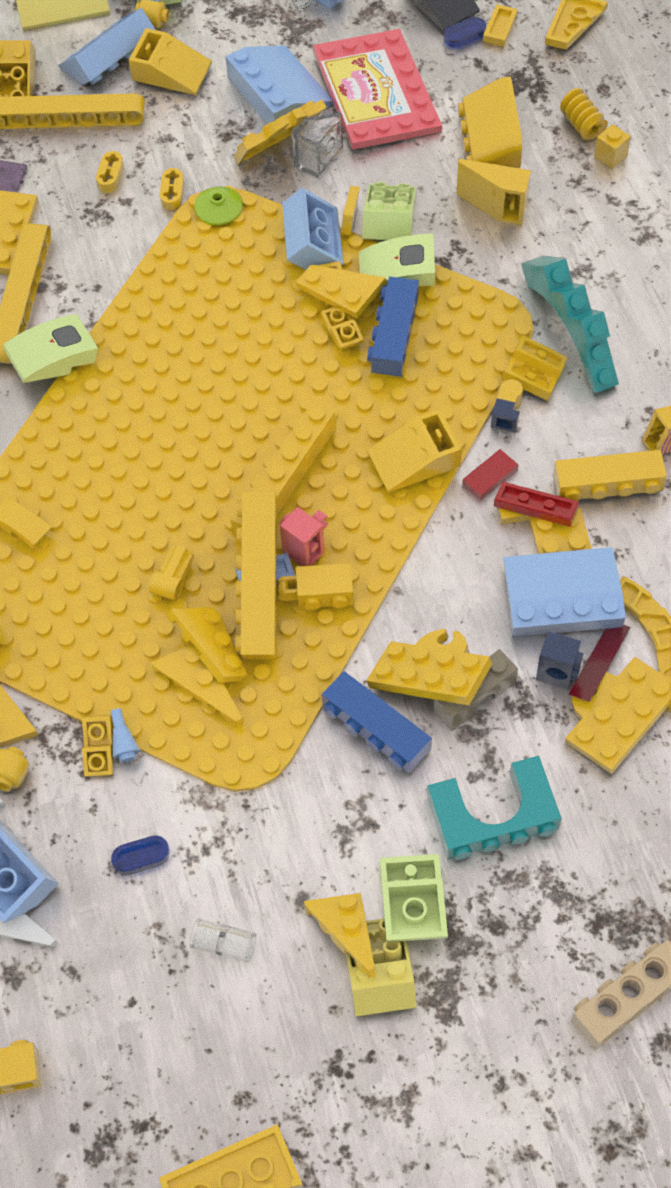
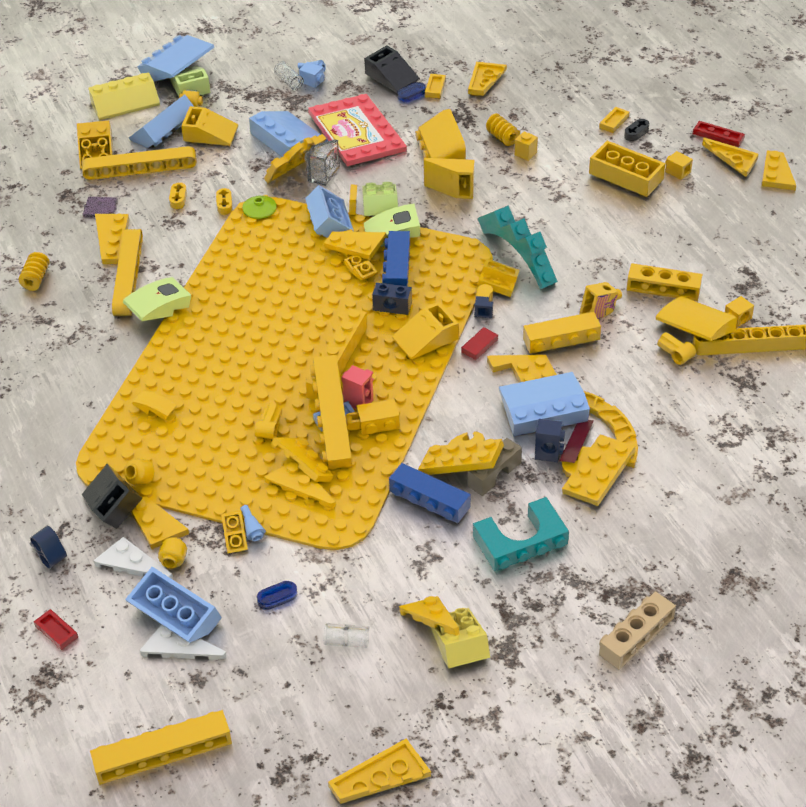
camera: 10 degrees left, 15 degrees down
(376, 388) = (392, 298): none -> dark blue brick
(413, 898) = (475, 590): yellowish green slope -> none
(536, 504) = (515, 354): red tile -> none

